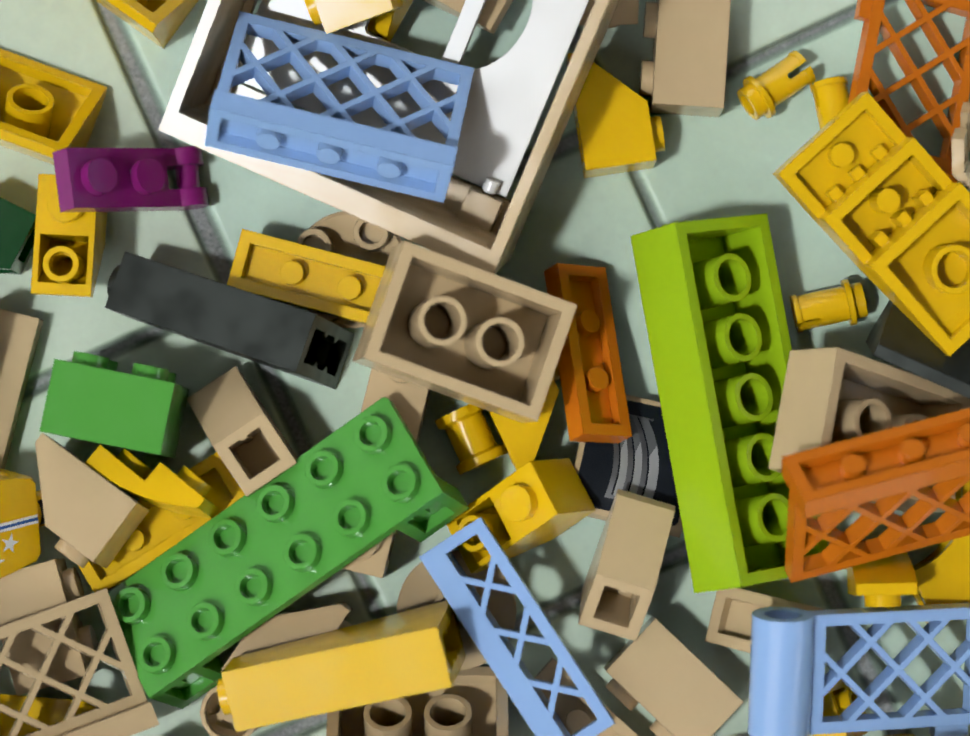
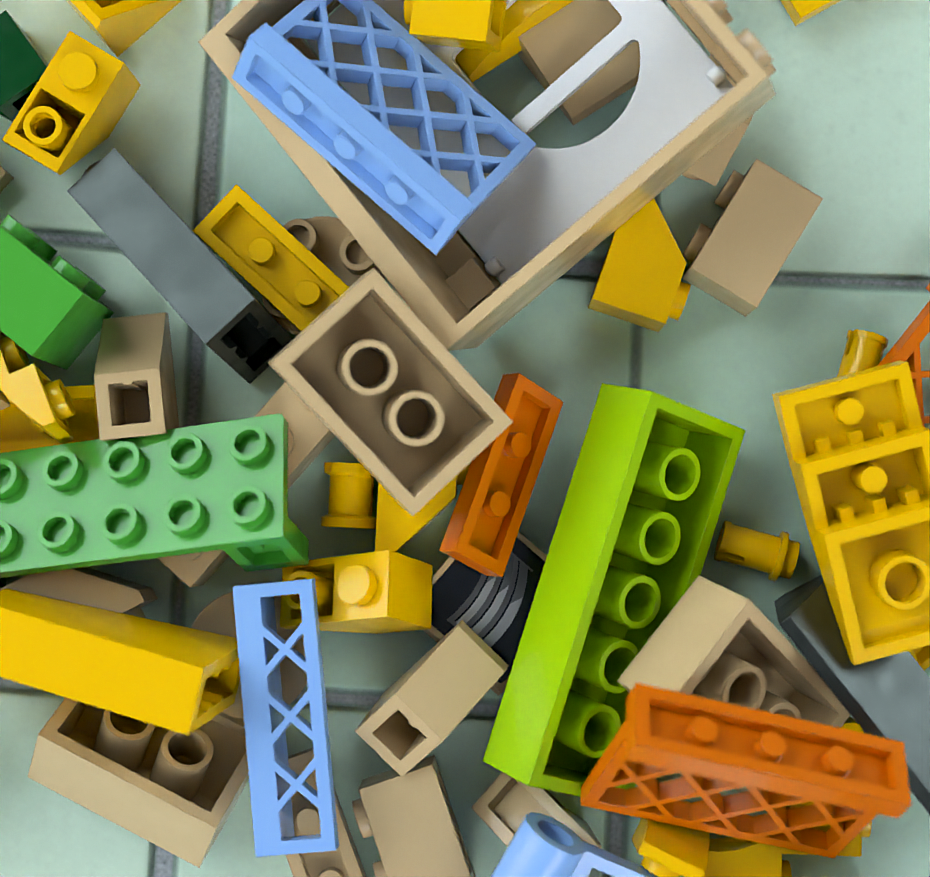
camera: 30 degrees right, 0 degrees up
(128, 179) = (151, 80): magenta plate -> none
(771, 88) = (814, 314): yellow pin -> none

